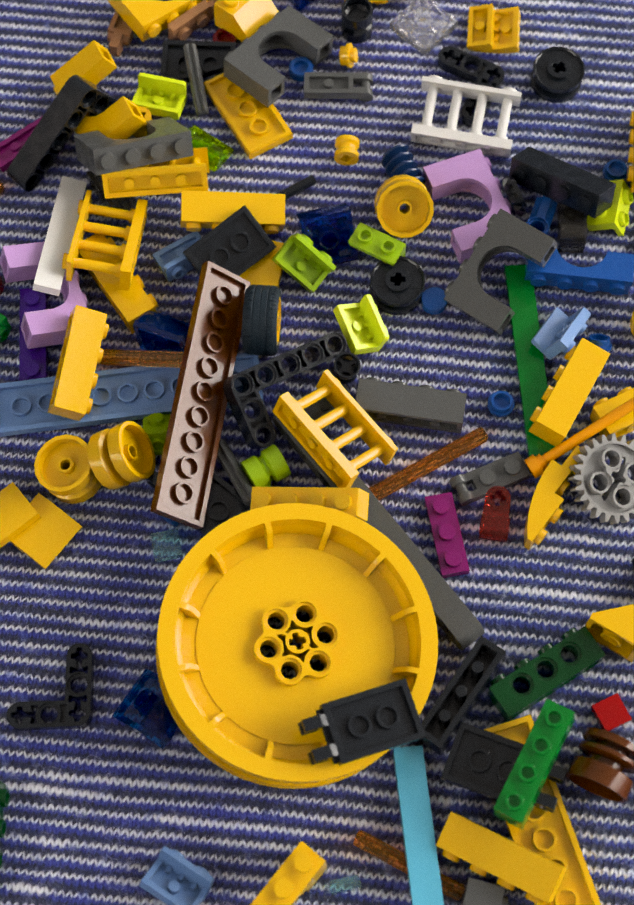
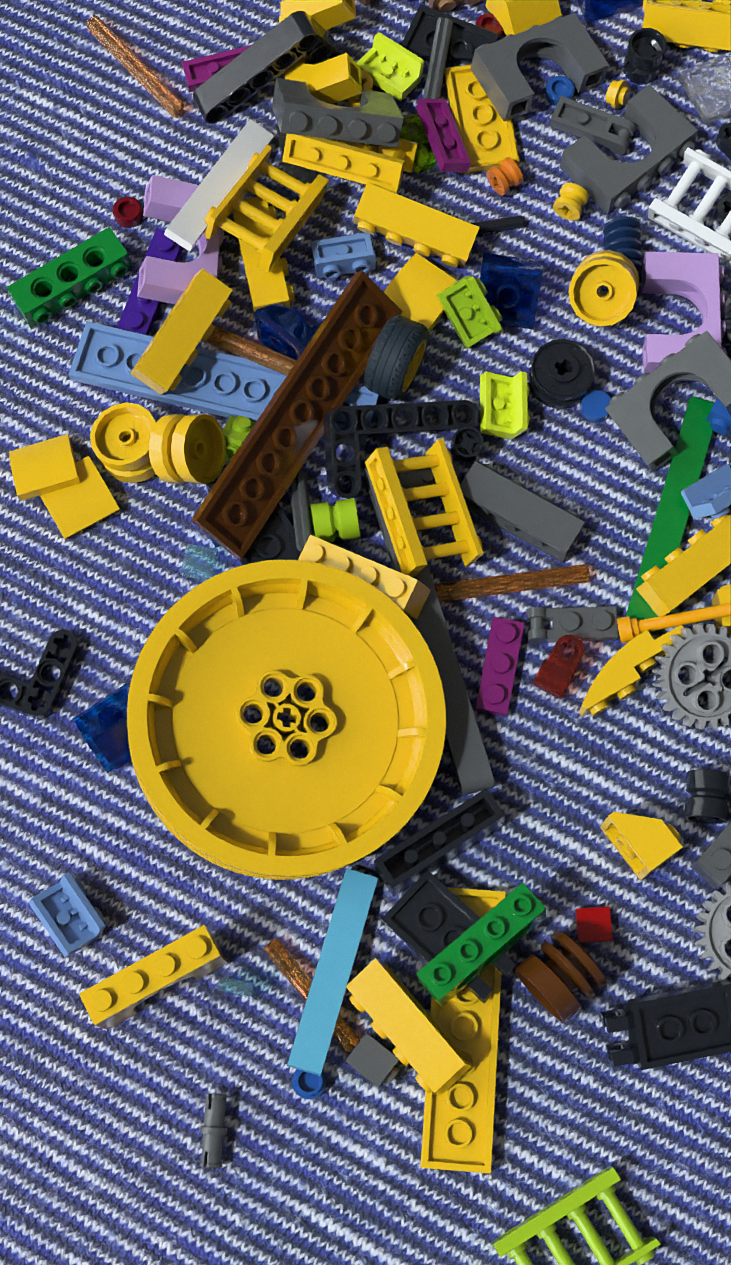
camera: 20 degrees right, 5 degrees up
(224, 134) = (443, 135): none -> magenta plate
(232, 244) = (399, 262): black tile -> none
(286, 149) = (504, 176): none -> orange wheel
(365, 724) = (319, 832): black tile -> none
(375, 123) = (613, 182): none -> dark grey arch
(377, 244) = (557, 320): lime bracket -> none
(500, 403) = (619, 547): blue plate -> none
(586, 654) = (491, 873): dark green brick -> none

